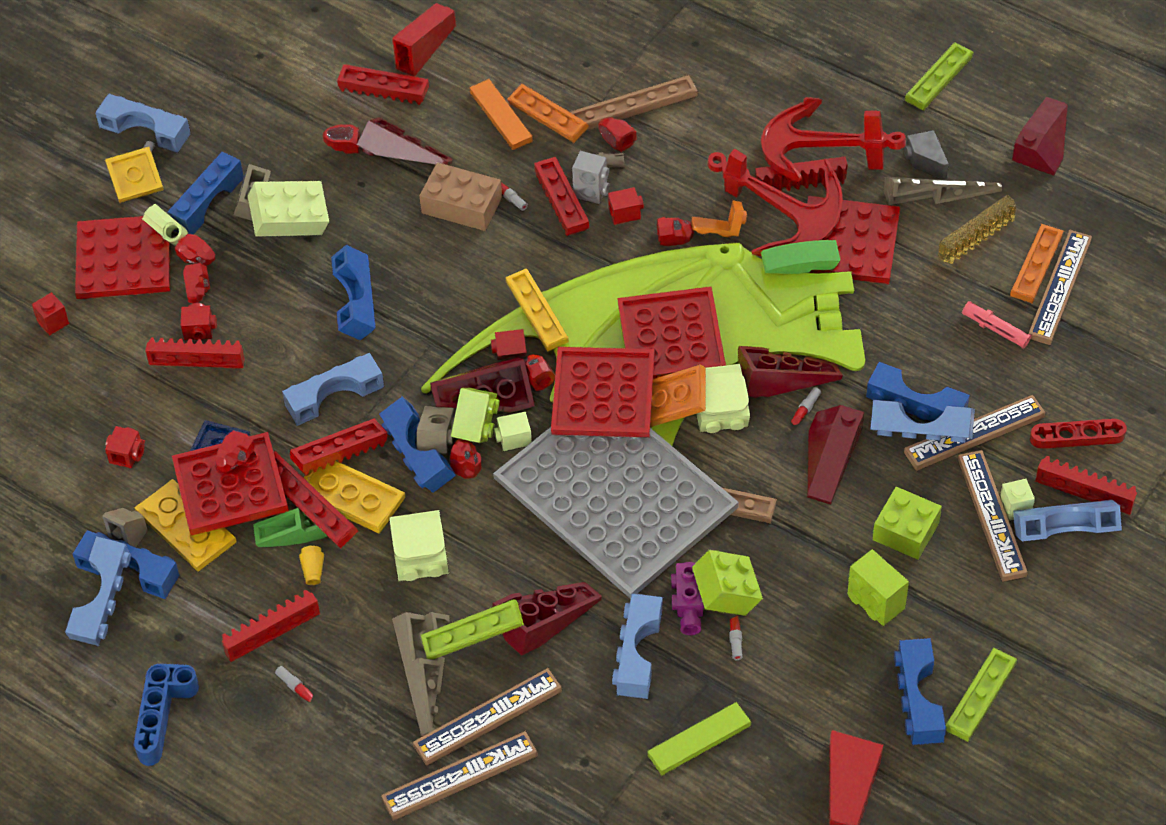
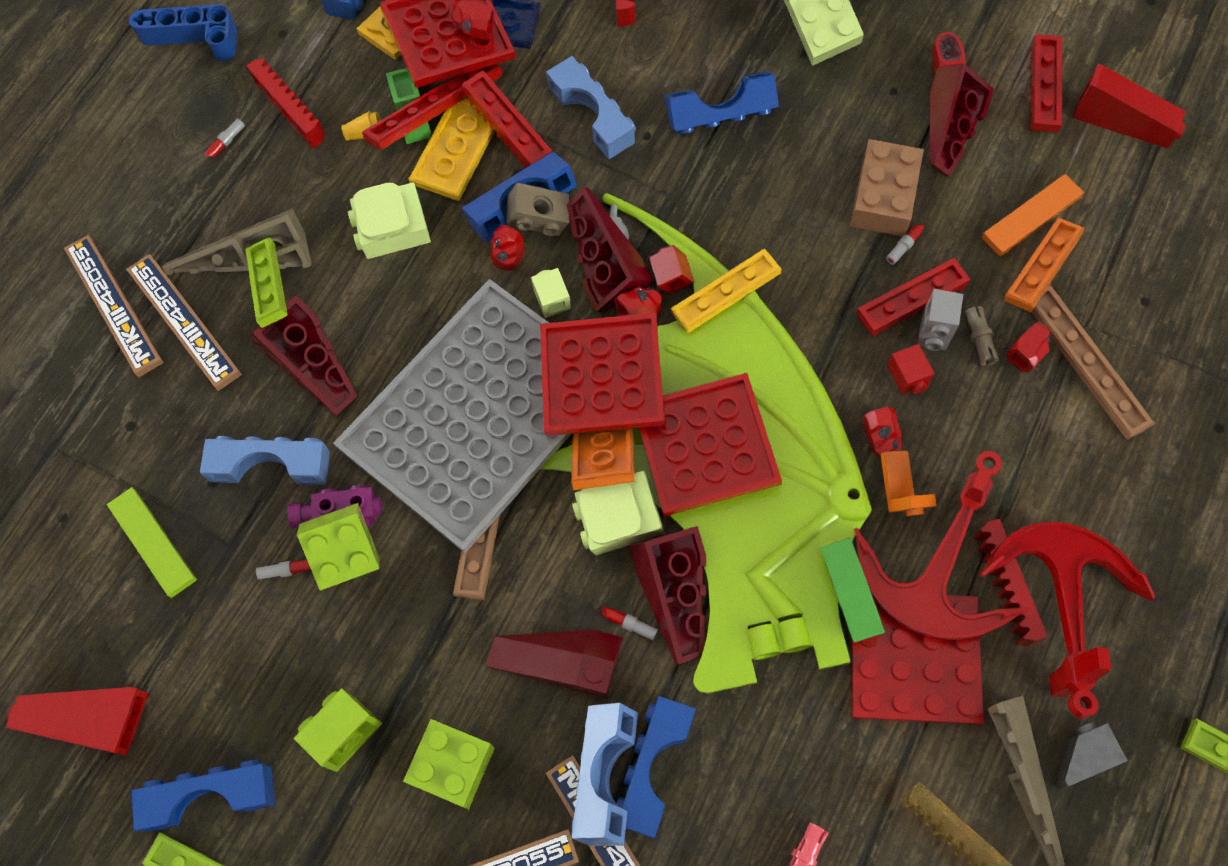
camera: 85 degrees right, 15 degrees up
(475, 415) = (549, 239): lime brick -> none

